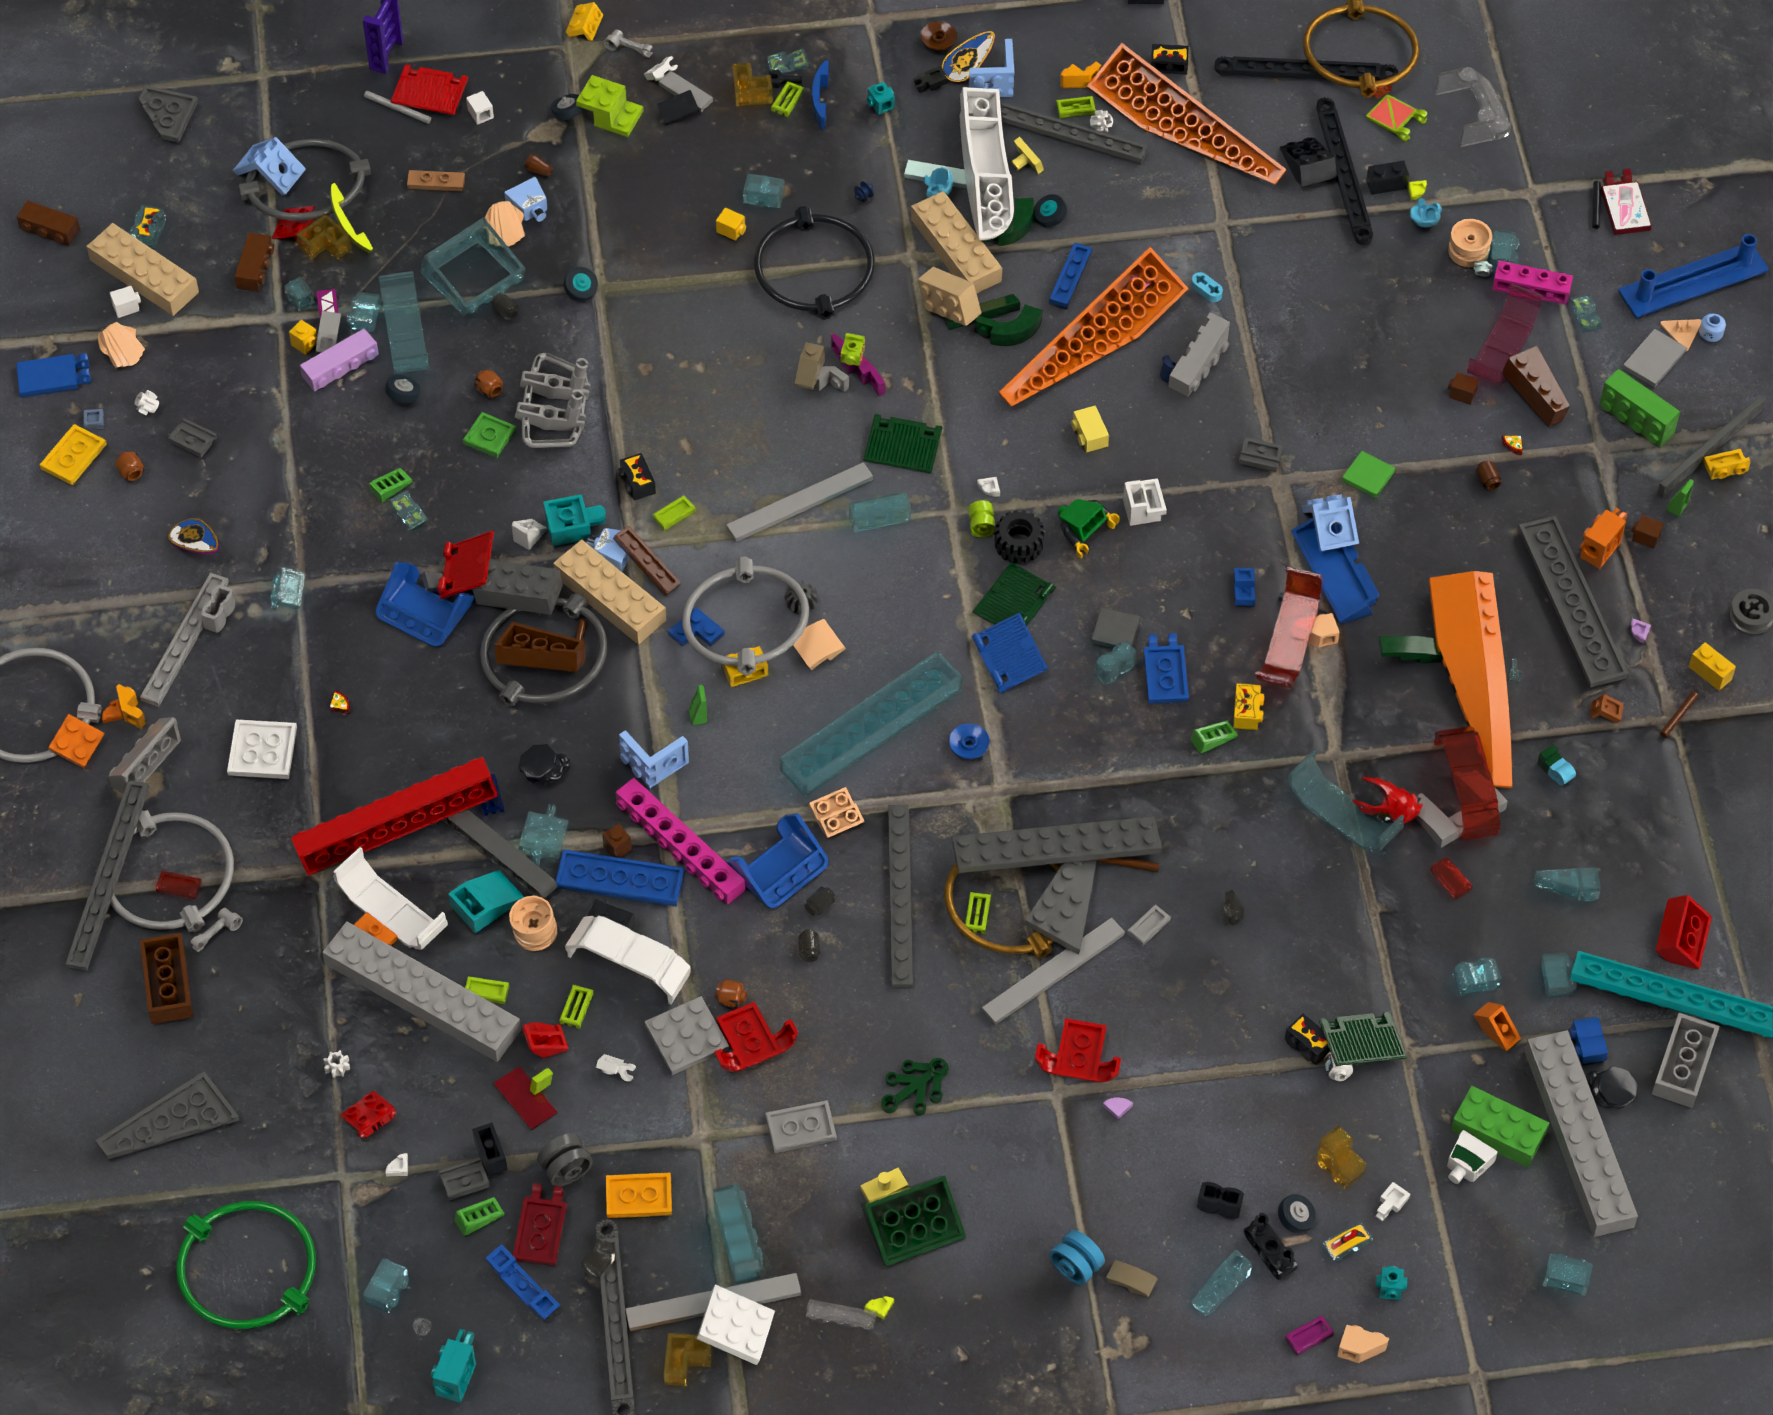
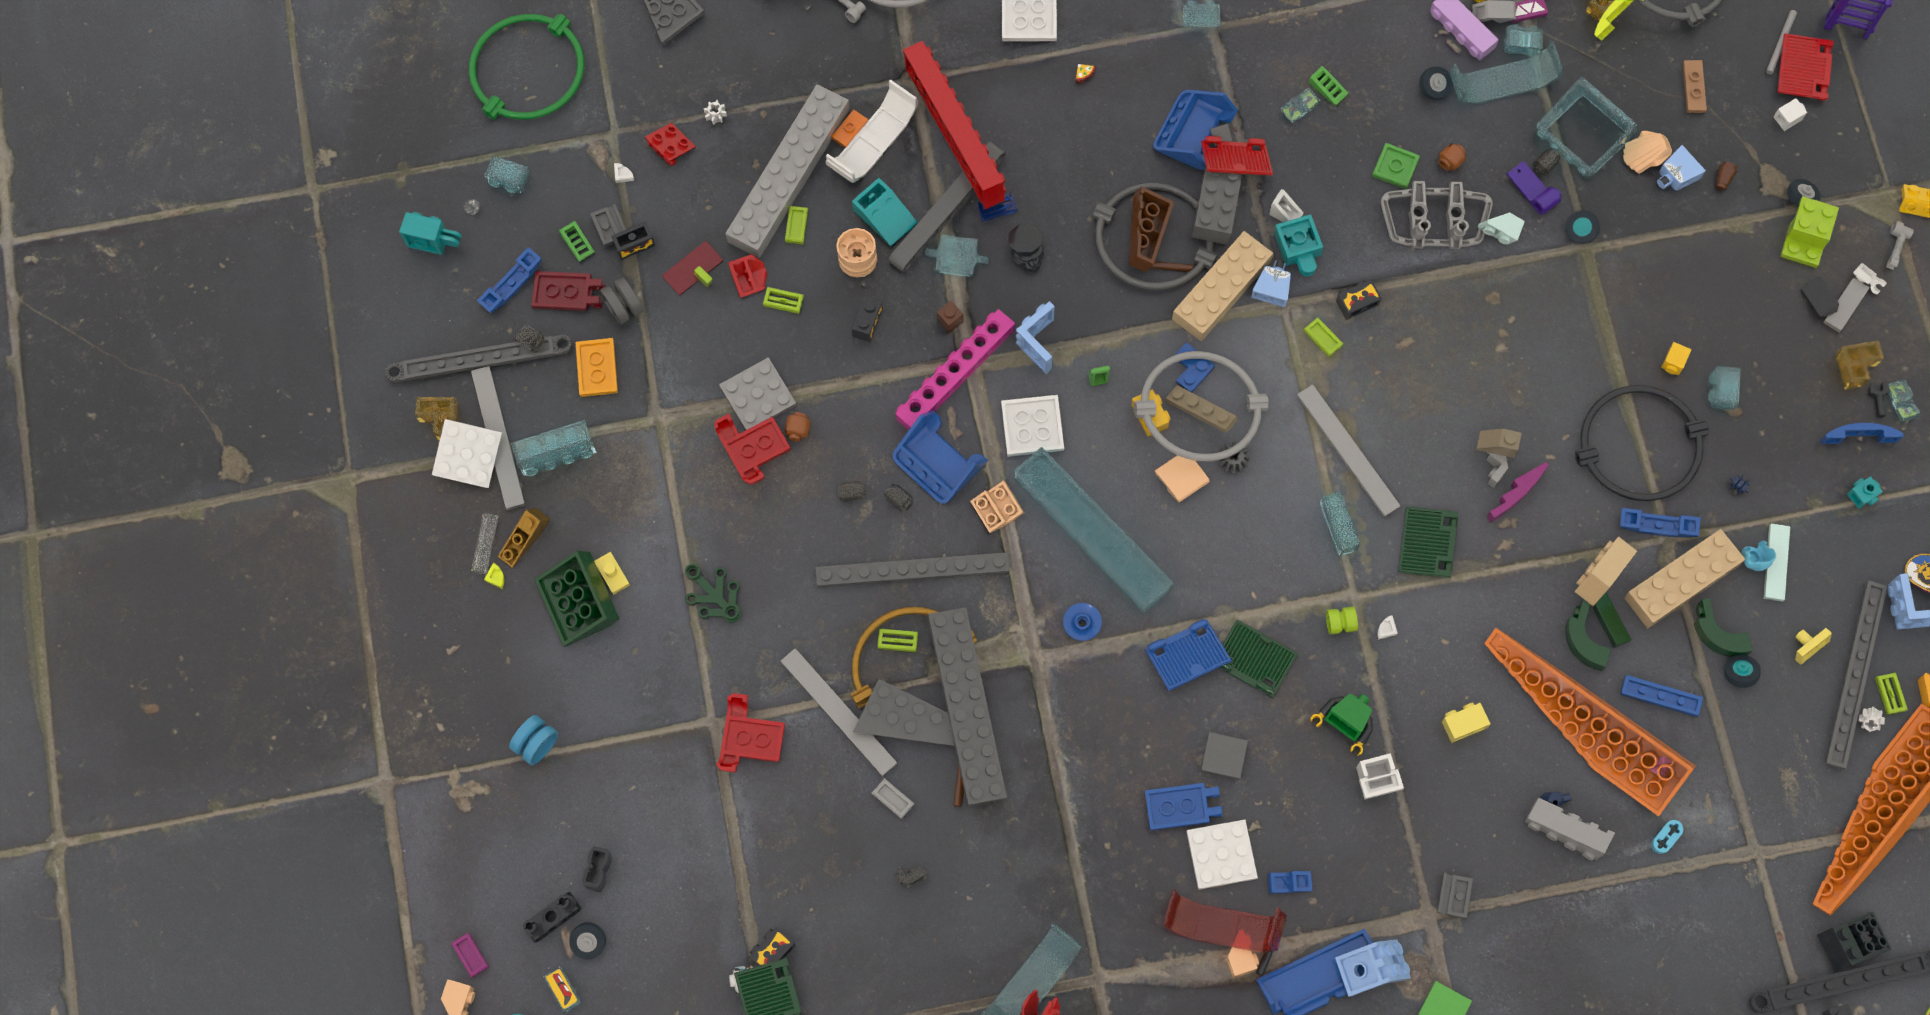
camera: 90 degrees right, 15 degrees up
(542, 316) = (1533, 189): none -> dark purple door
(574, 346) = (1504, 228): none -> light aqua slope
(613, 1065) = (723, 335): white plate -> none
(619, 877) = (917, 324): blue tile -> none
(632, 952) = (824, 335): white windscreen -> none
(646, 560) = (1259, 314): reddish brown tile -> none
(747, 617) = (1201, 409): none -> dark tan plate
(748, 774) = (1032, 425): none -> white plate
(775, 107) = (1851, 410): lime tile -> none
(801, 1126) = (670, 498): light grey tile -> none
(836, 1272) = (524, 536): none -> pearl gold slope
(853, 349) = (1519, 486): lime brick -> none
(899, 255) = (1659, 524): none -> blue slope
(932, 78) = (1902, 546): pearl dark grey plate -> none
(985, 162) = (1788, 600): white slope -> none
(1023, 524) = (1328, 642): black tyre -> none
(1115, 662) = (1179, 752): clear light blue brick -> none
(1117, 1106) = (698, 775): lavender tile -> none
(1133, 1278) = (522, 792): dark tan slope -> none
(1203, 743) = (1107, 838): bright green slope -> none
(1215, 641) = (1221, 854): none -> white plate
(1222, 1283) = (515, 873): clear light blue slope -> none
(1247, 706) = (1143, 887): yellow brick -> none
(1338, 1158) = (643, 981): clear yellow brick -> none

